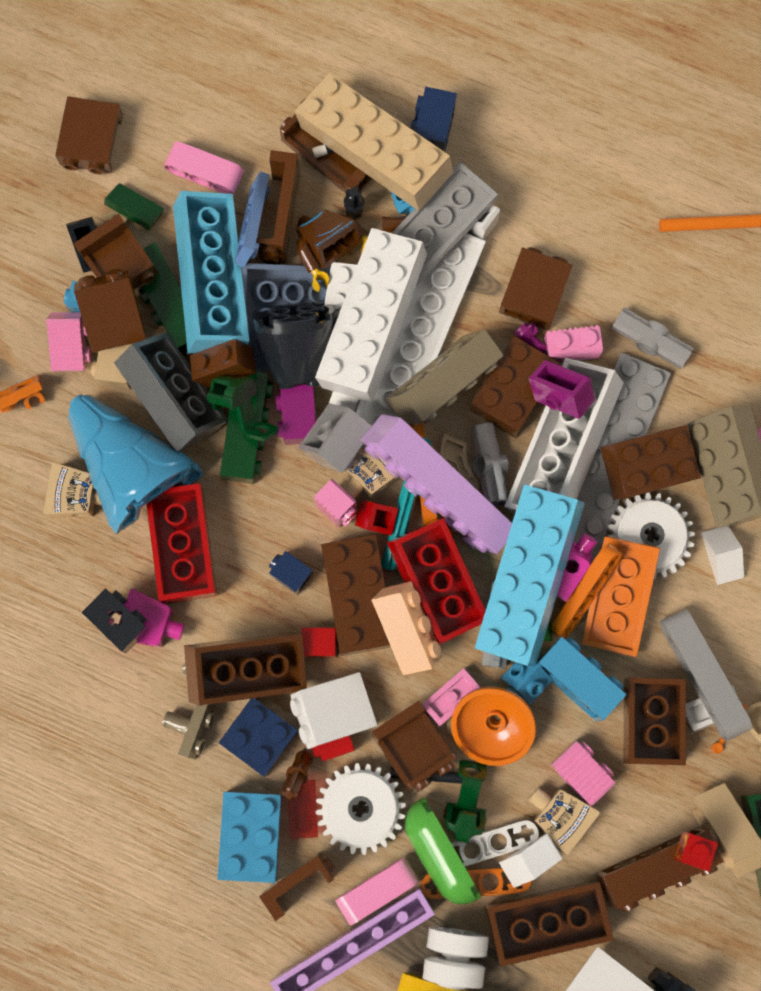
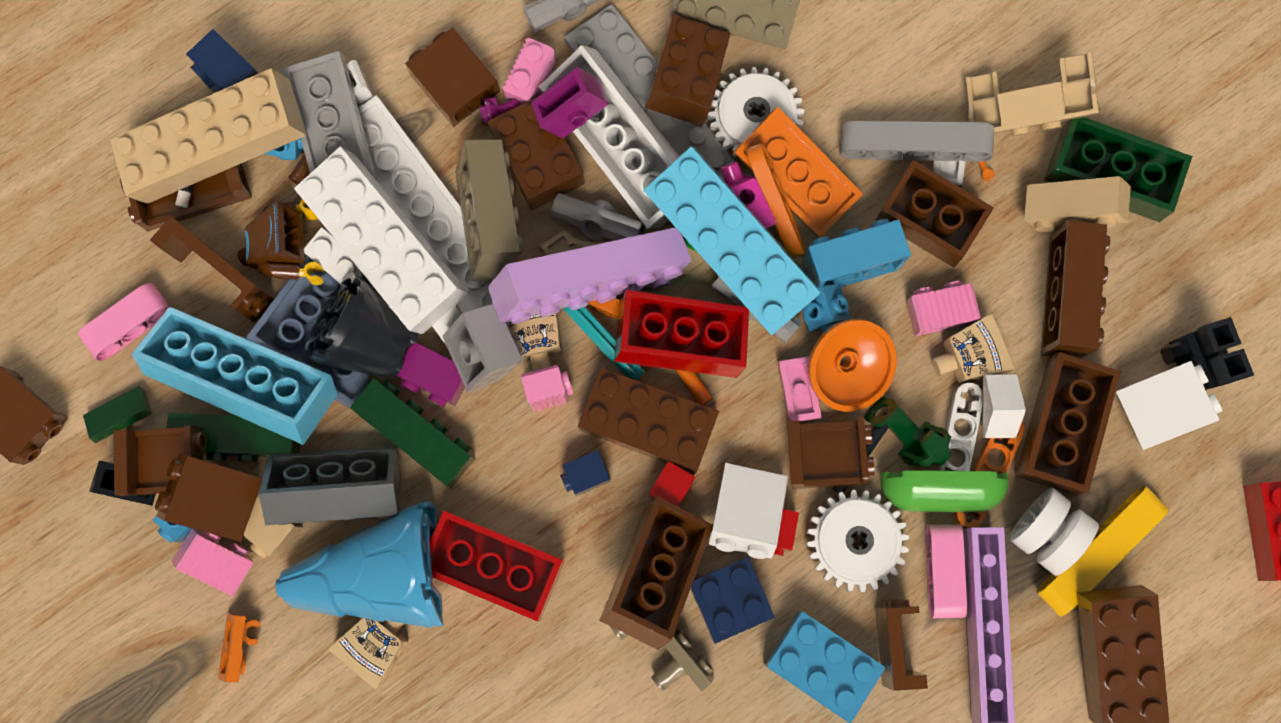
camera: 55 degrees left, 0 degrees up
(100, 614) = (516, 689): black brick -> none
(158, 618) = (549, 646): dark pink torso -> none
(225, 359) = (336, 416): reddish brown brick -> none
(237, 394) = (379, 419): dark green piece -> none
(257, 196) = (230, 319): medium blue plate -> none
(296, 775) = (791, 584): reddish brown axle -> none
(302, 812) = (825, 598): clear red plate -> none
(354, 202) = (256, 194): black axle -> none
(376, 517) = (582, 357): red brick -> none
(407, 628) = (711, 389): light nougat brick -> none
(695, 851) = (1087, 242): red brick -> none
(724, 554) = (812, 59): white slope -> none

